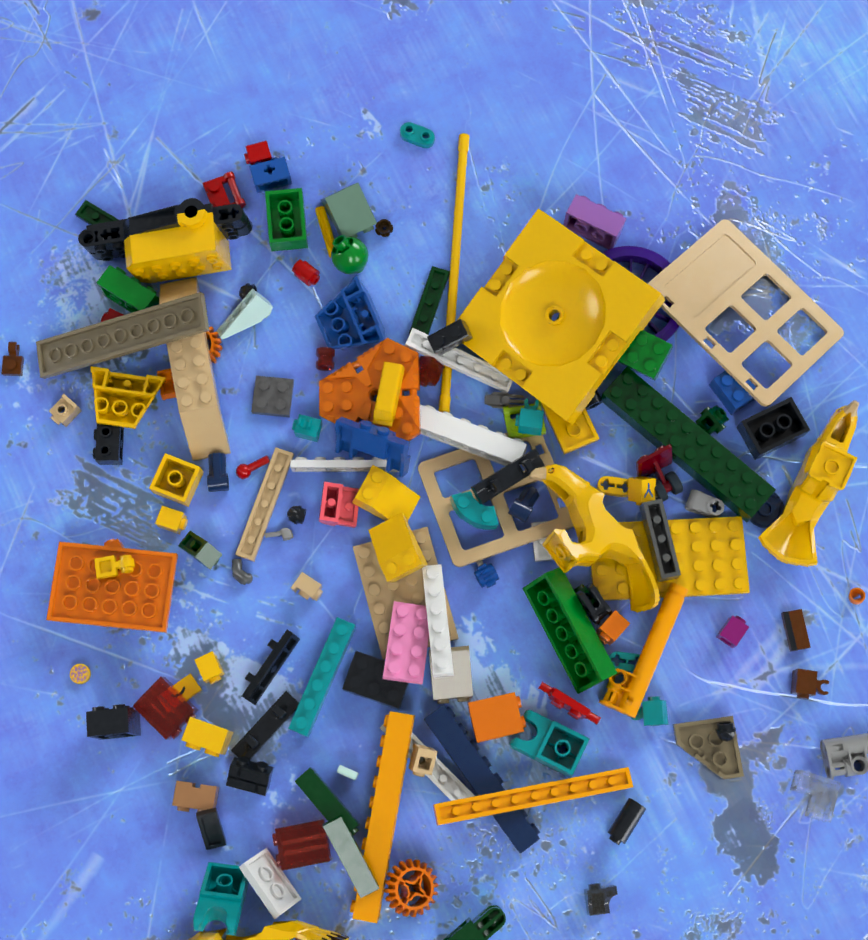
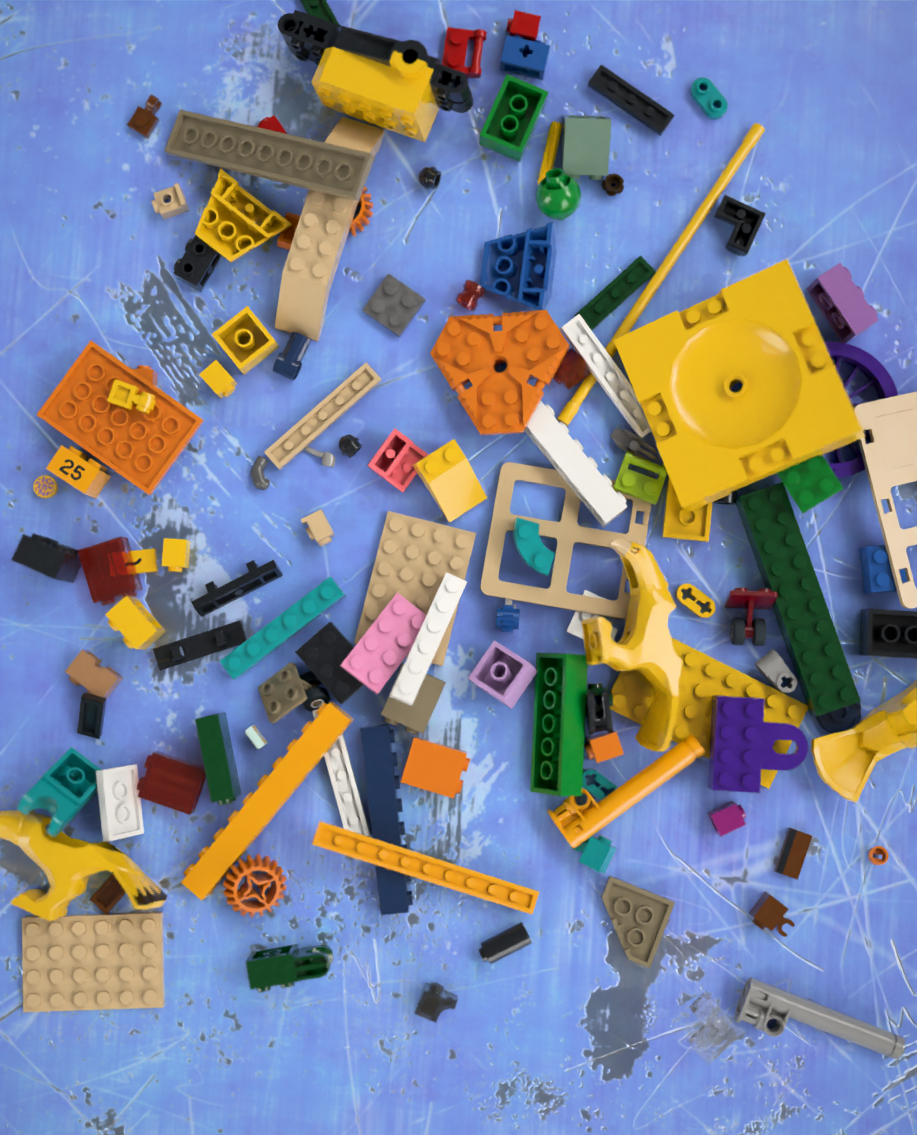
camera: 30 degrees right, 10 degrees up
(101, 645) = (82, 474): none -> light orange brick
(126, 291) = (302, 106): green brick -> none
(200, 550) = (231, 427): slope -> none
(243, 470) = (321, 368): red bar -> none
(246, 314) = (413, 201): light aqua slope -> none
(249, 775) = (157, 685): black brick -> none
(306, 272) = (502, 189): red brick -> none
(307, 427) = (410, 359): teal brick -> none
(339, 464) = (423, 418): white plate -> none
(351, 856) = (210, 824): tile -> none
(353, 721) = (288, 690): none -> dark tan plate
(363, 164) = (630, 100): none -> black plate
(373, 441) = (468, 415): blue bracket -> none
(388, 393) = (511, 373): yellow piece -> none
(396, 548) = (430, 539): yellow slope -> none
(426, 766) = (337, 776): tan brick -> none
(449, 337) = (611, 347): black brick -> none
(493, 203) = (746, 223): none -> black brick
(507, 476) = (586, 530): black hinge -> none
(507, 618) = (503, 674): none -> lavender brick
(524, 504) = (587, 568): dark blue piece -> none
(530, 419) = (646, 482): teal brick -> none
(549, 737) = (468, 822): teal brick -> none
(562, 700) = (517, 805): red plate -> none
(641, 489) = (720, 621): yellow brick -> none
(659, 540) = (706, 685): dark grey brick -> none
(712, 419) = (839, 589): dark green brick -> none
(713, 569) = (744, 744): none -> dark purple brick
(725, 731) = (658, 914): black plate -> none

